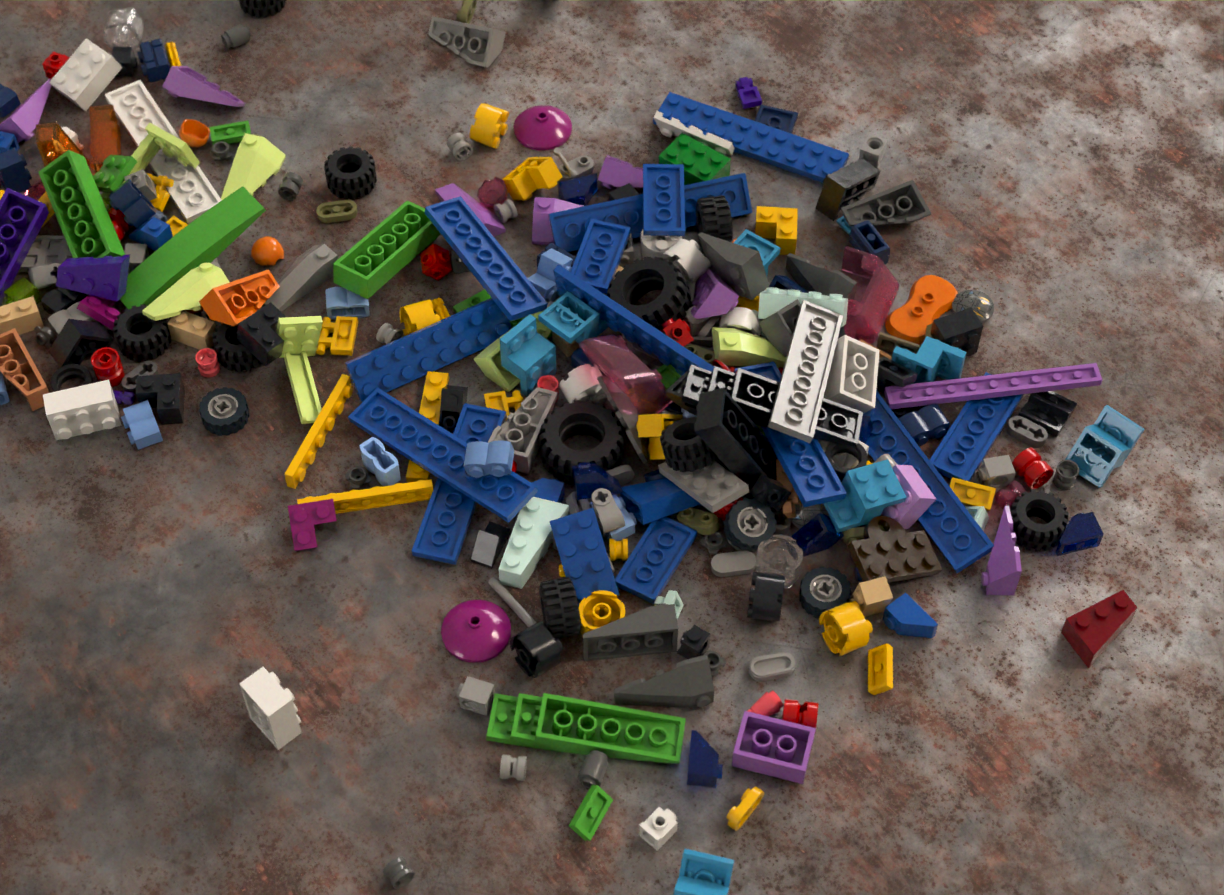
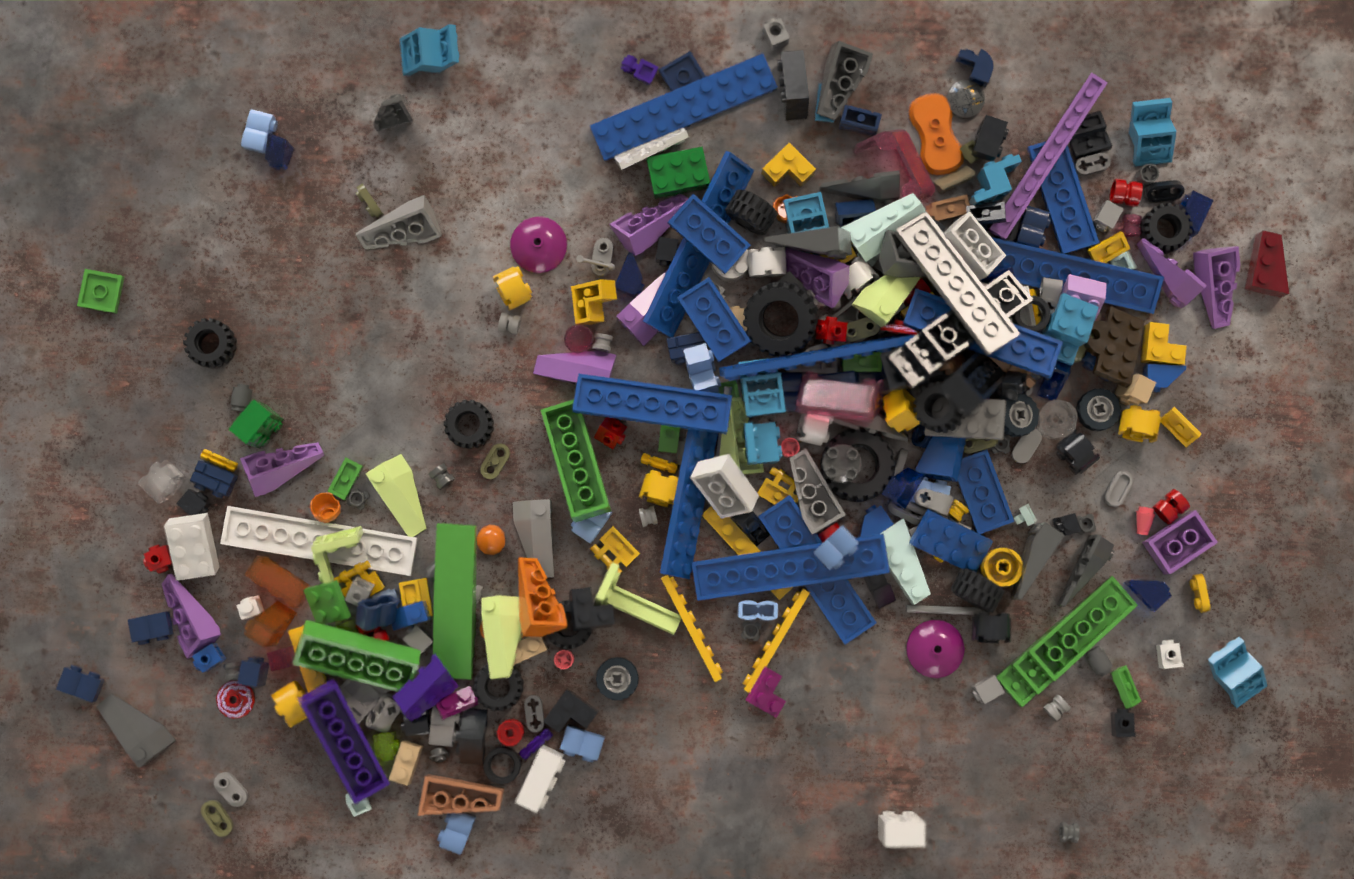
camera: 50 degrees left, 30 degrees up
(221, 45) = (256, 424): none -> green brick
(465, 353) = (724, 486): none -> white brick
(549, 845) = (1116, 723): none -> black brick
(568, 414) = (842, 463): none -> dark grey dish
(932, 593) = (1157, 349): none -> yellow brick
(1007, 293) = (981, 65): none -> dark blue brick
(1043, 595) = (1218, 271): none -> medium lavender wedge
(1070, 497) = (1164, 191): none -> black plate

